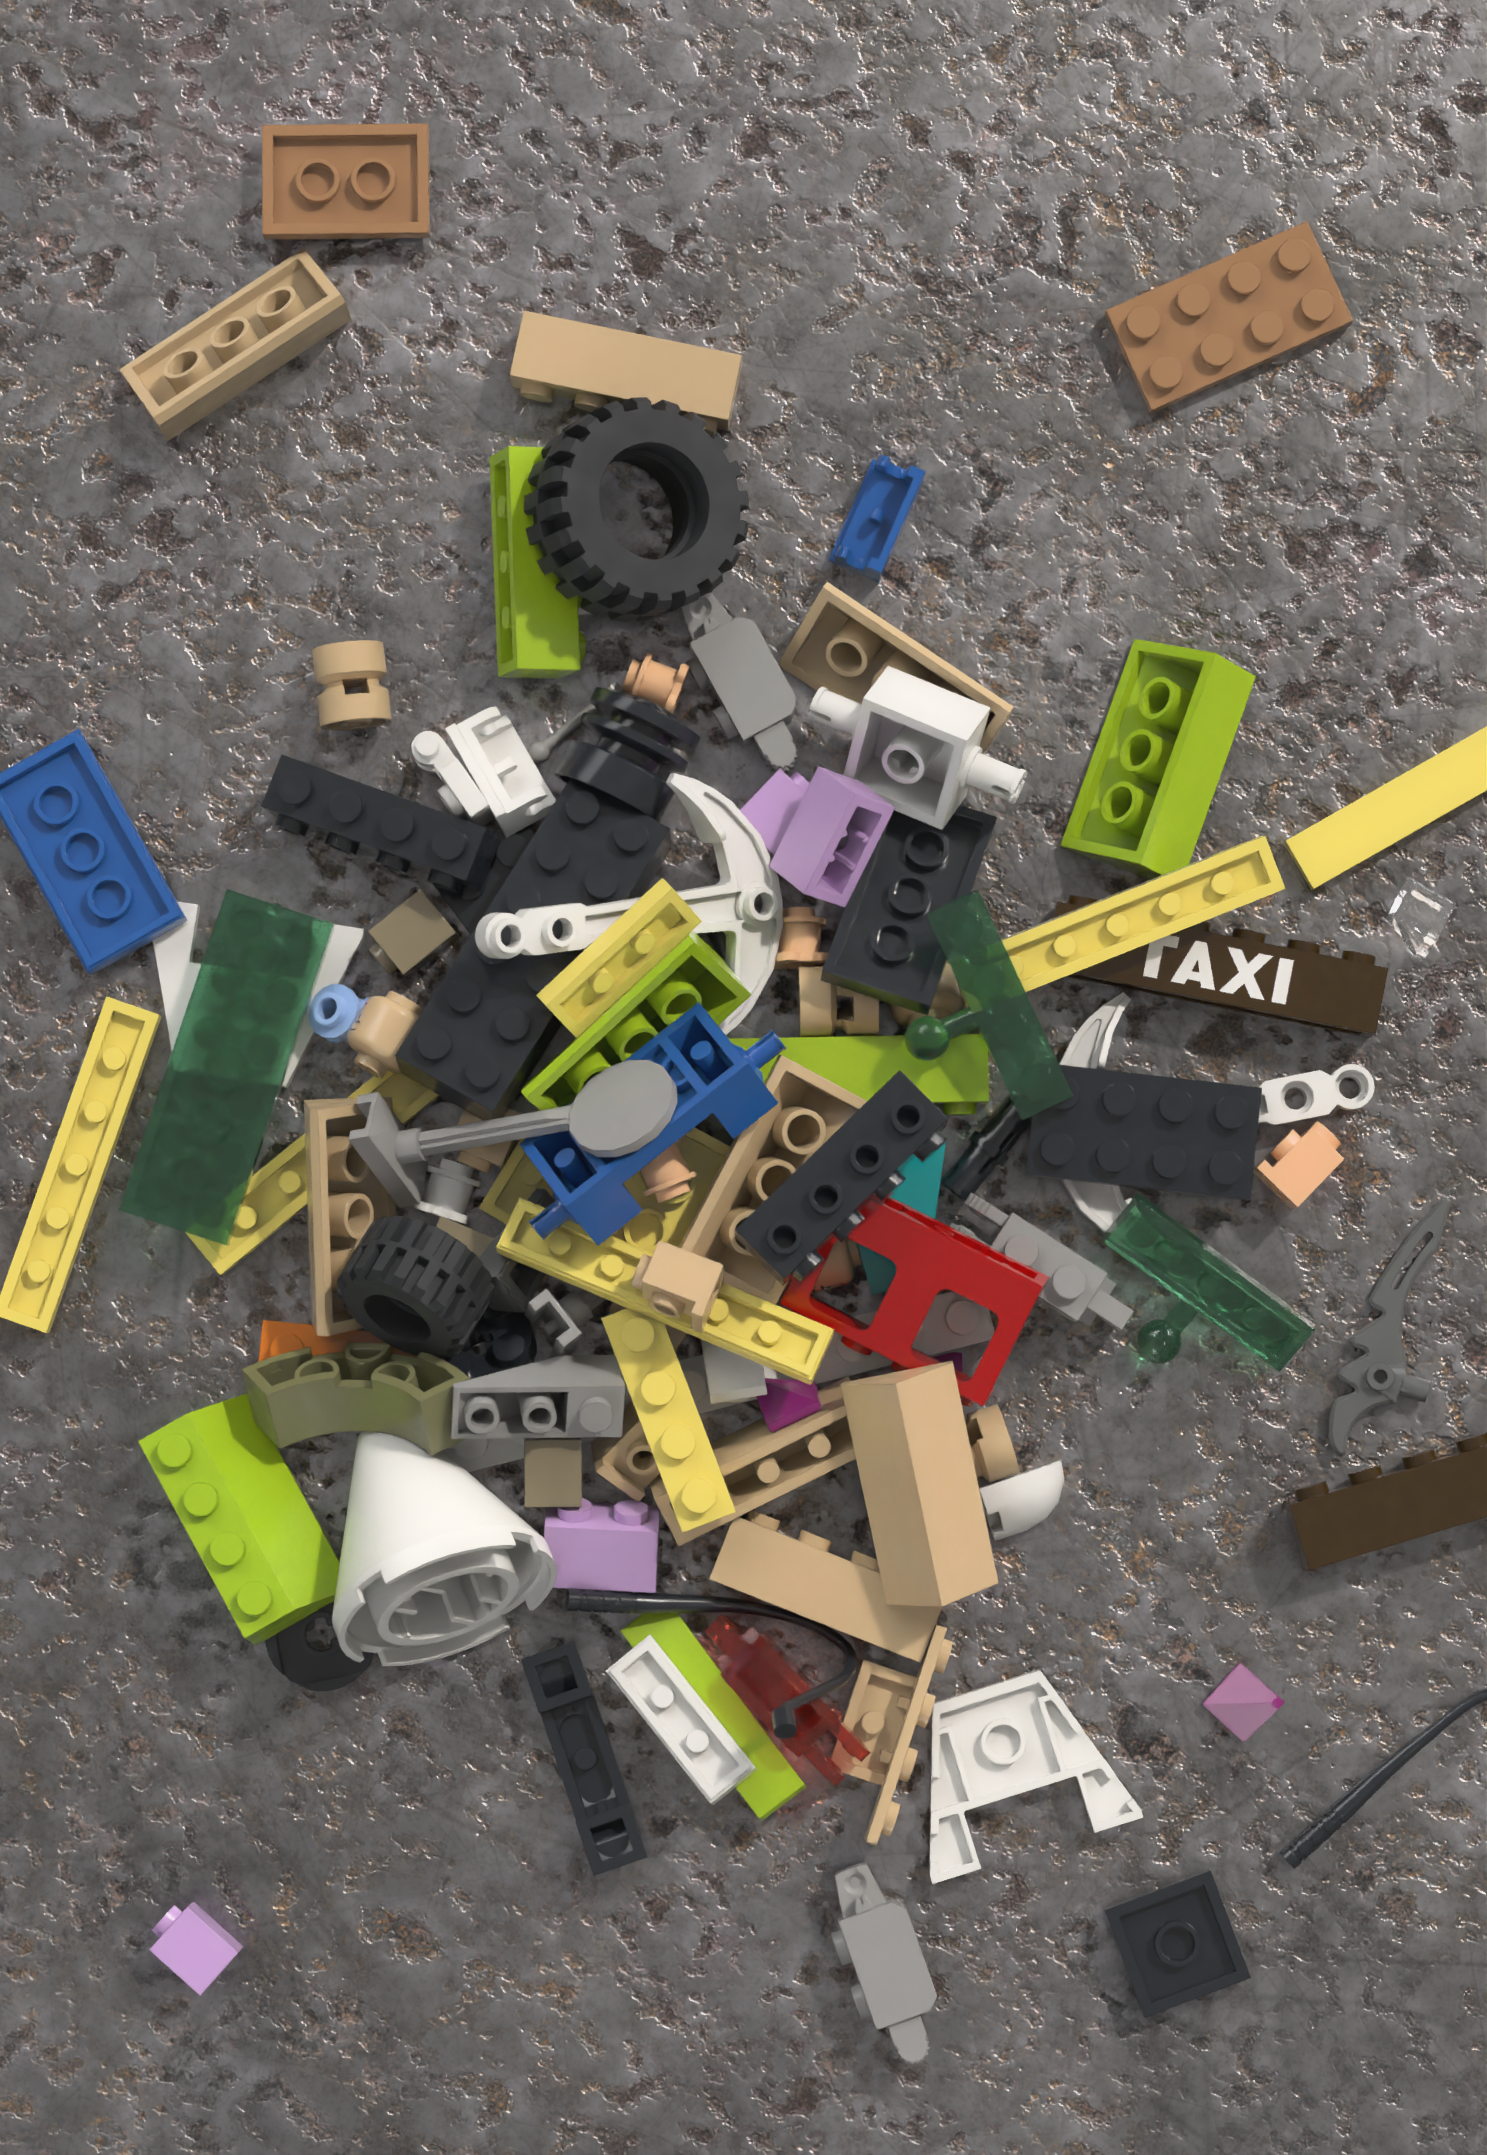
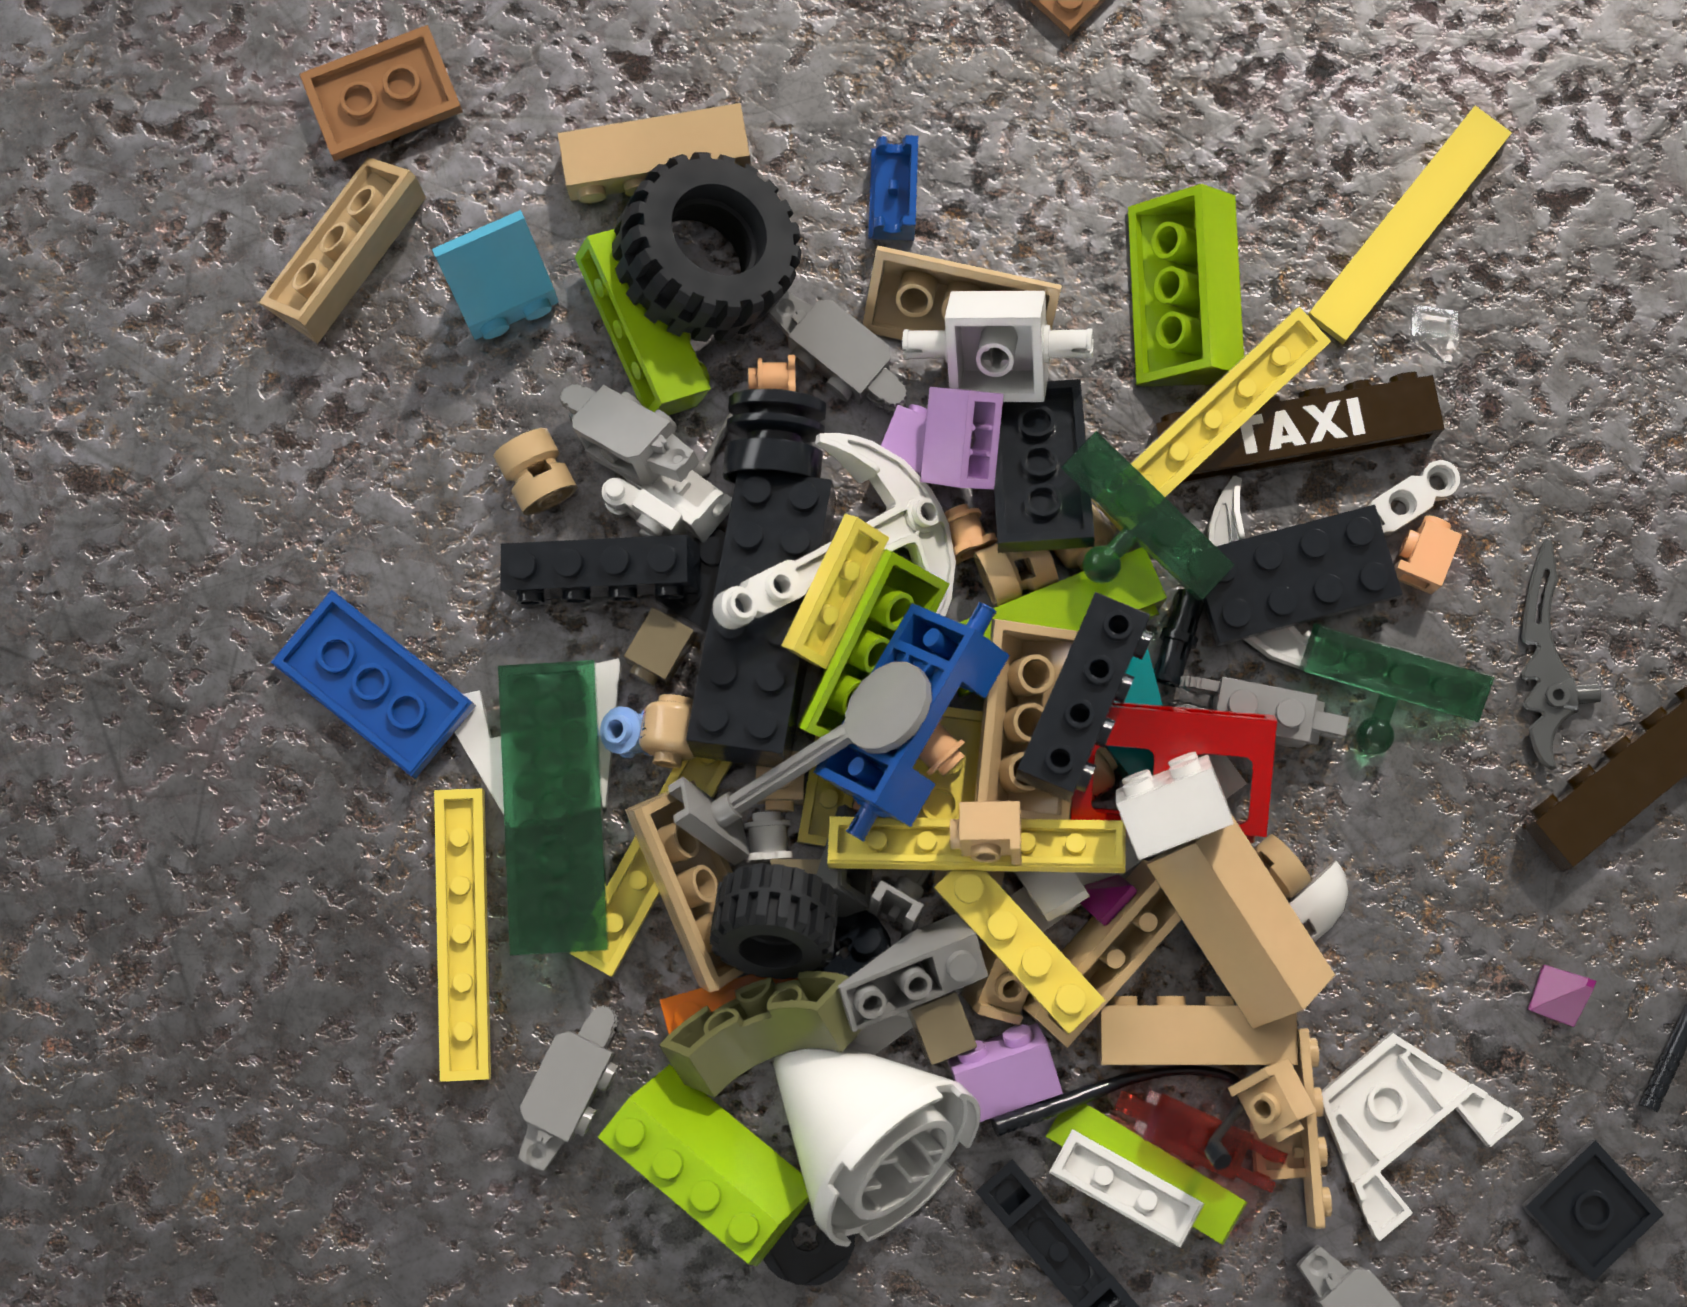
camera: 20 degrees left, 5 degrees down
(126, 1374) = (565, 1087): none -> light grey hinge
(391, 454) = (497, 276): none -> medium azure slope
(466, 688) = (627, 435): none -> light grey hinge
(877, 1690) = (1274, 1100): none -> tan brick
(889, 1333) = (1172, 805): none -> white brick

